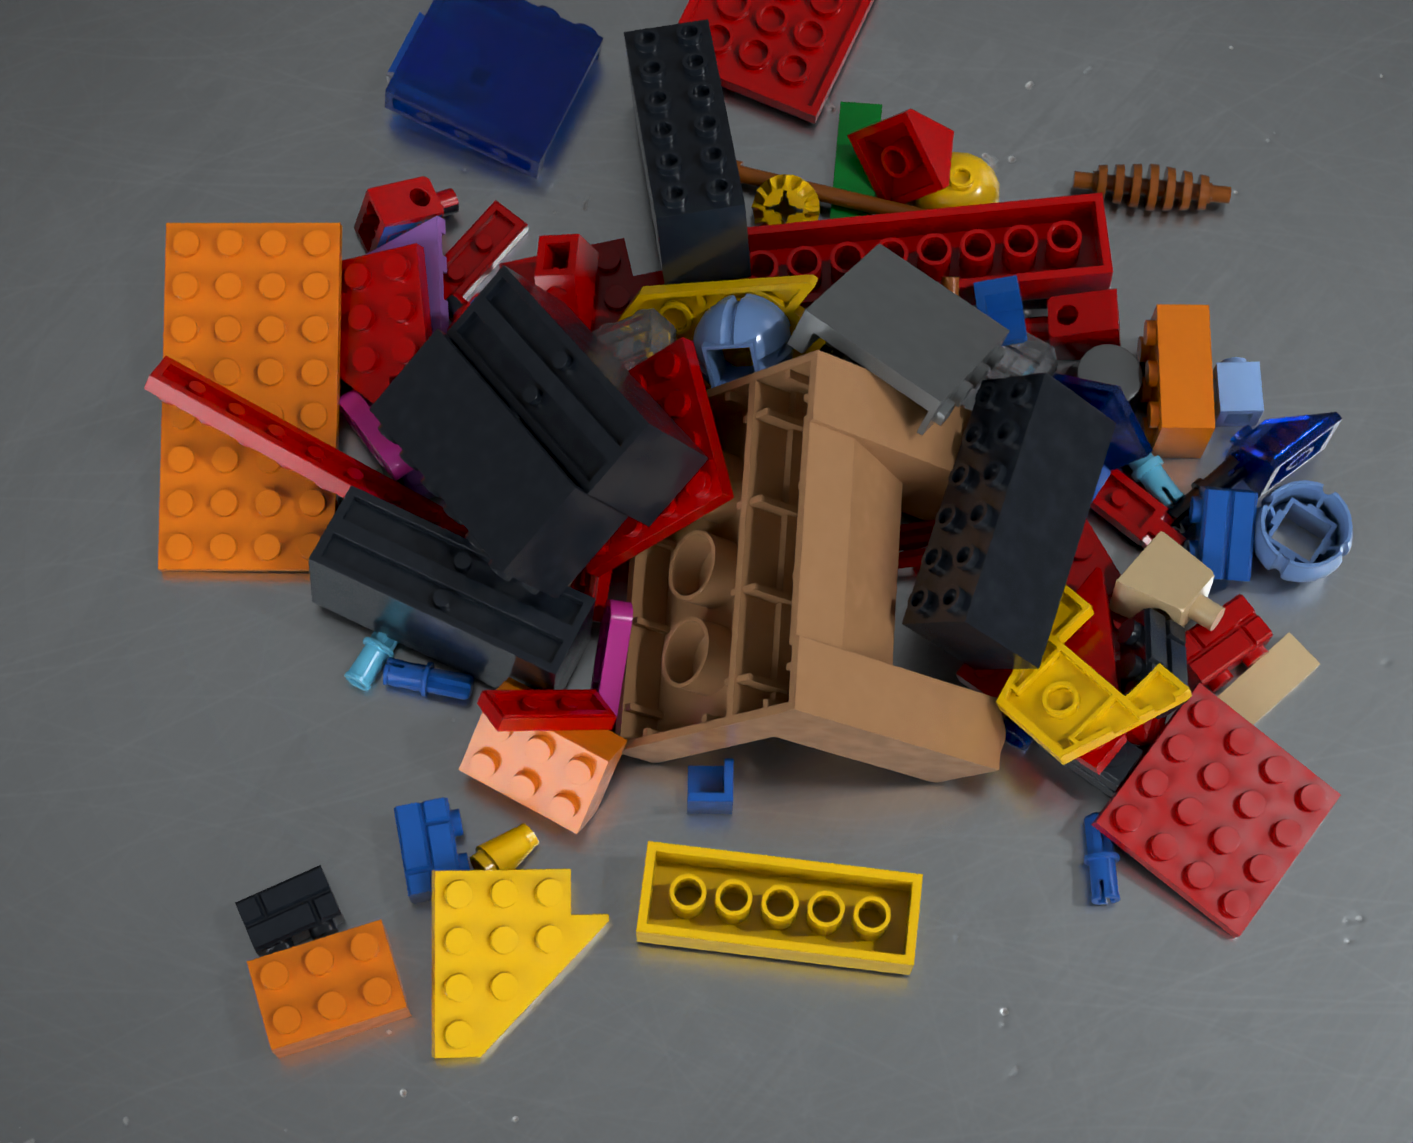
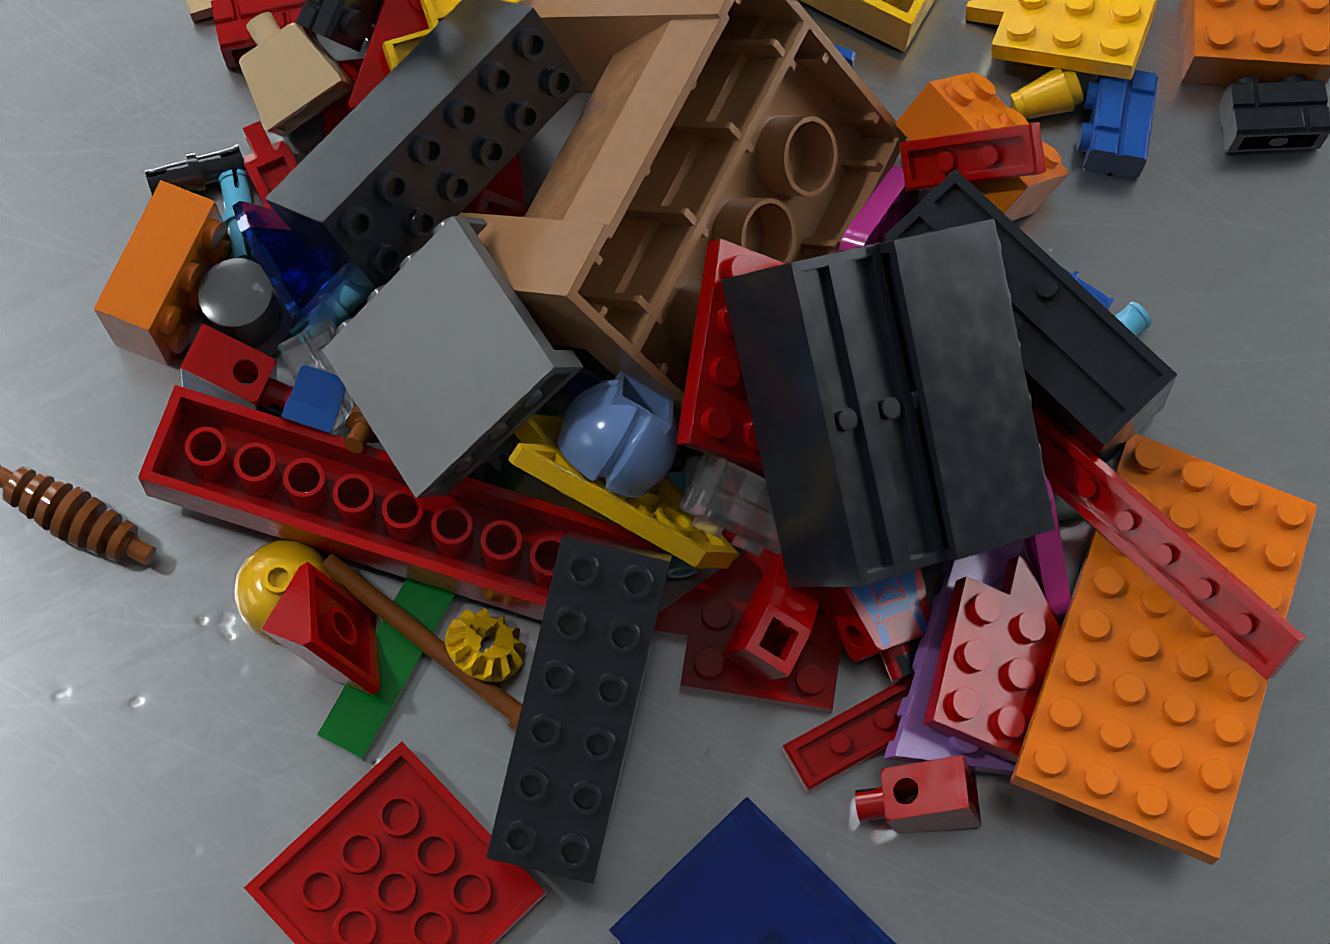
camera: 160 degrees left, 0 degrees up
(1224, 531) = (202, 113): blue brick -> none
(1237, 392) = (99, 251): light blue brick -> none
(1280, 447) = (95, 169): clear blue slope -> none
(1315, 512) = (116, 60): medium blue piece -> none

